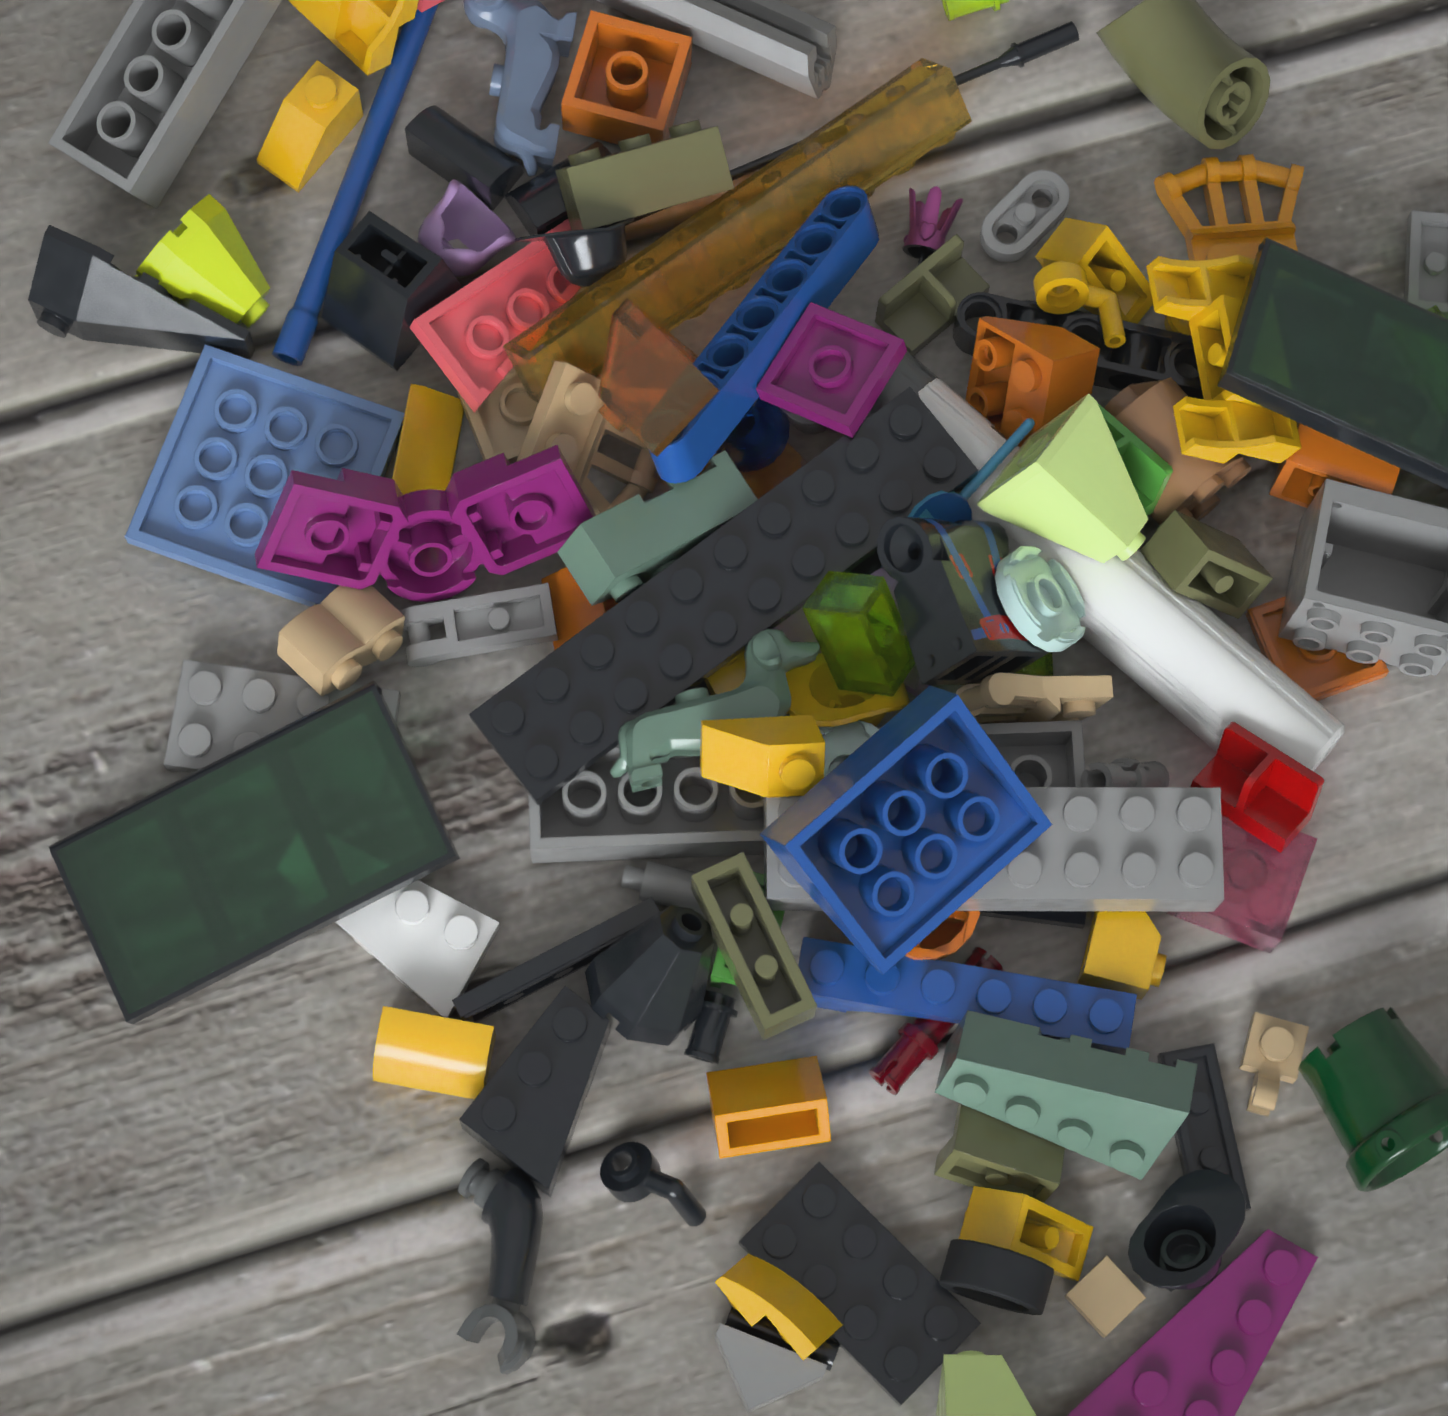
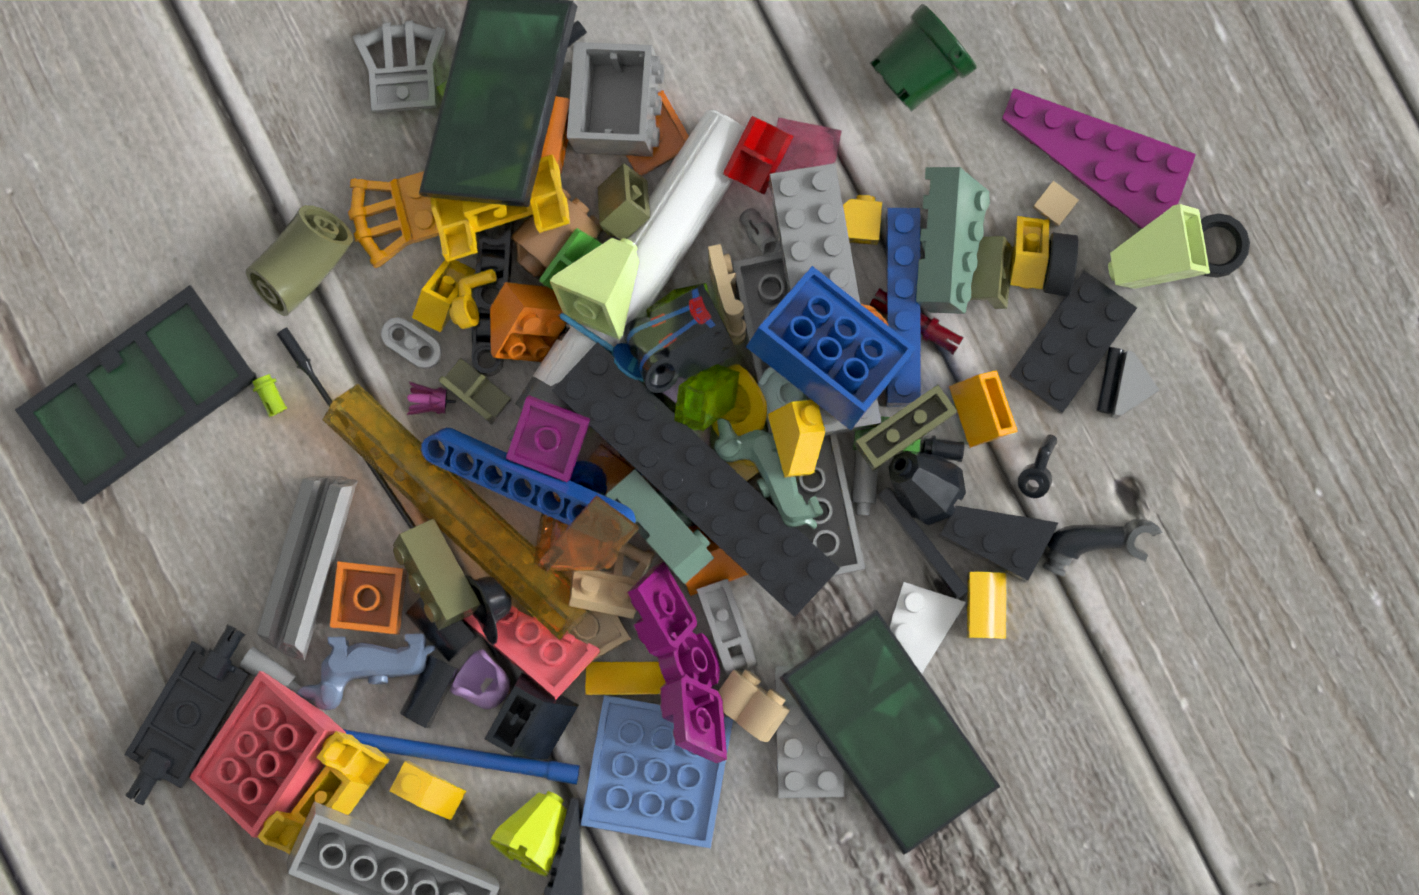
camera: 90 degrees left, 10 degrees up
(762, 1289) = (1092, 388): yellow slope -> none
(1040, 599) = (671, 293): light aqua tile -> none
(1188, 1231) = (1015, 161): black piece -> none
(1207, 1133) = (968, 154): black tile -> none
(1274, 1055) = (899, 128): tan plate -> none

